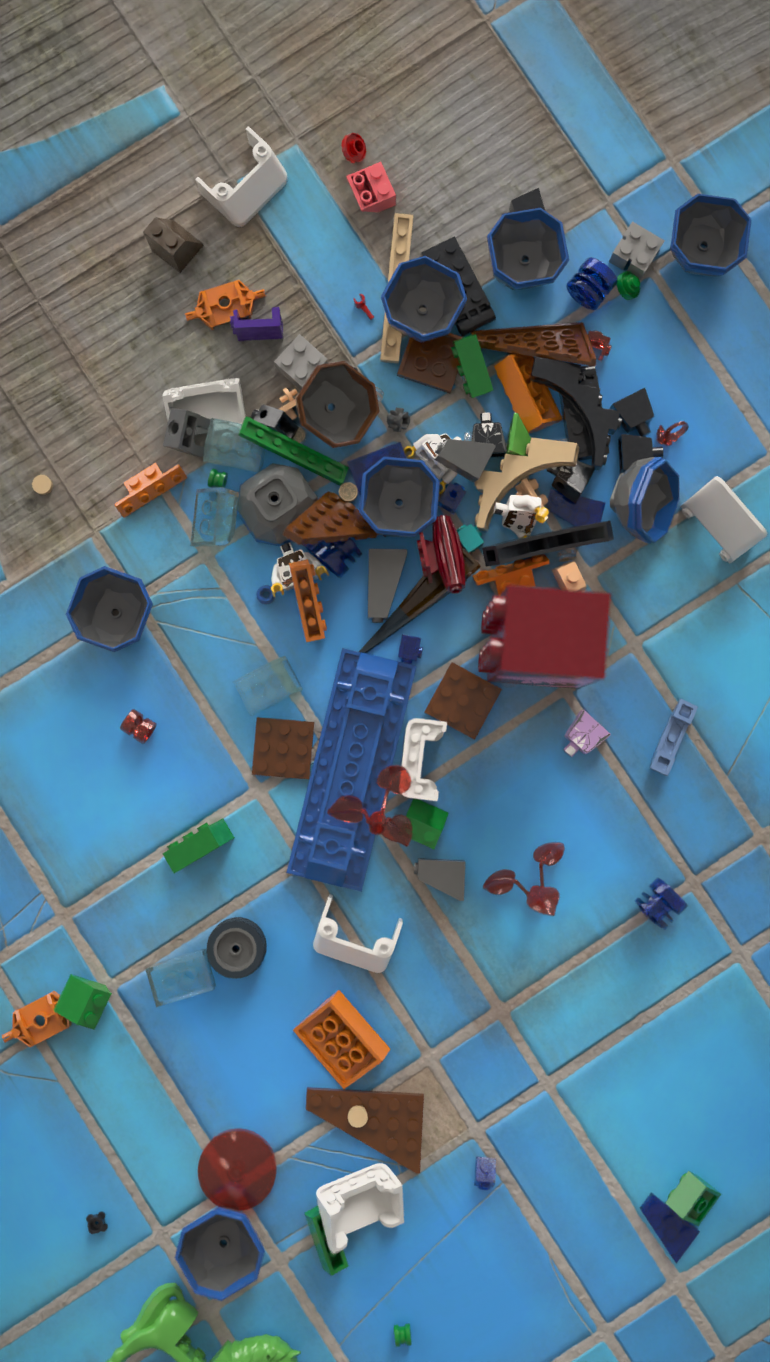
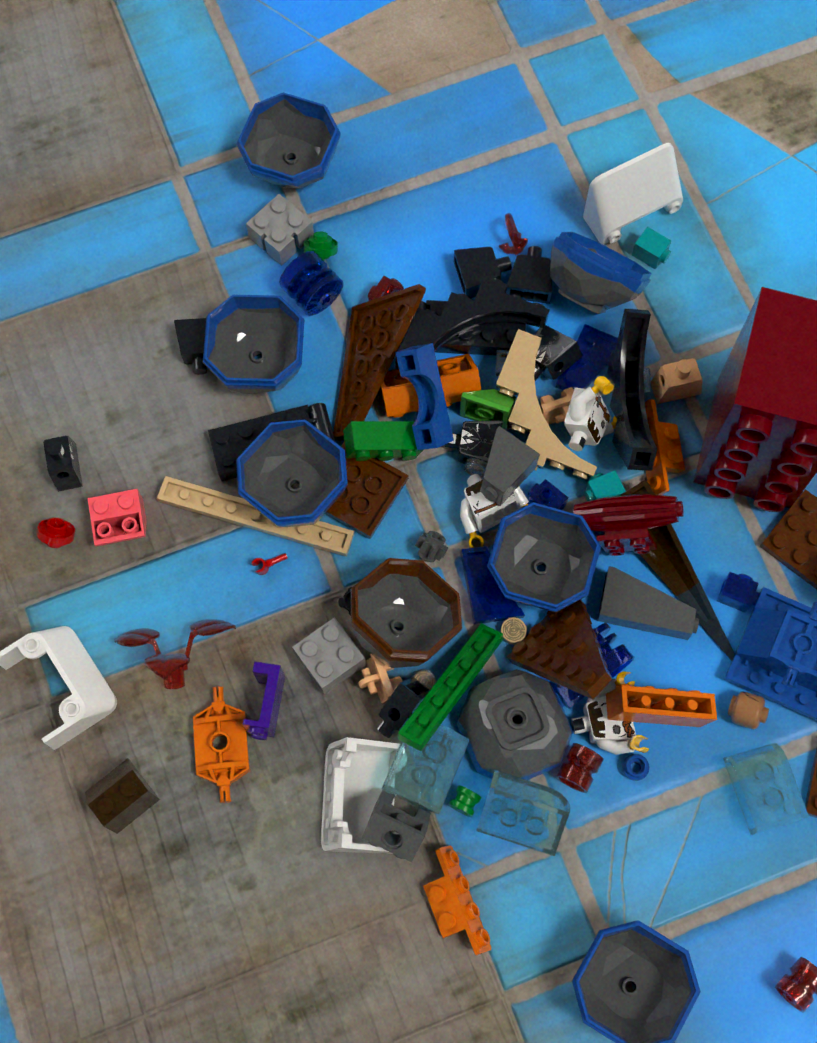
camera: 75 degrees left, 15 degrees down
(255, 553) = (580, 767): none -> clear red wheel
(267, 255) = (171, 666): none -> clear red plant
(321, 666) = (748, 710): none -> medium nougat head
(407, 137) = (63, 457): none -> black torso
(488, 397) = (432, 424): none -> blue arch
(683, 544) = (652, 248): none -> teal brick

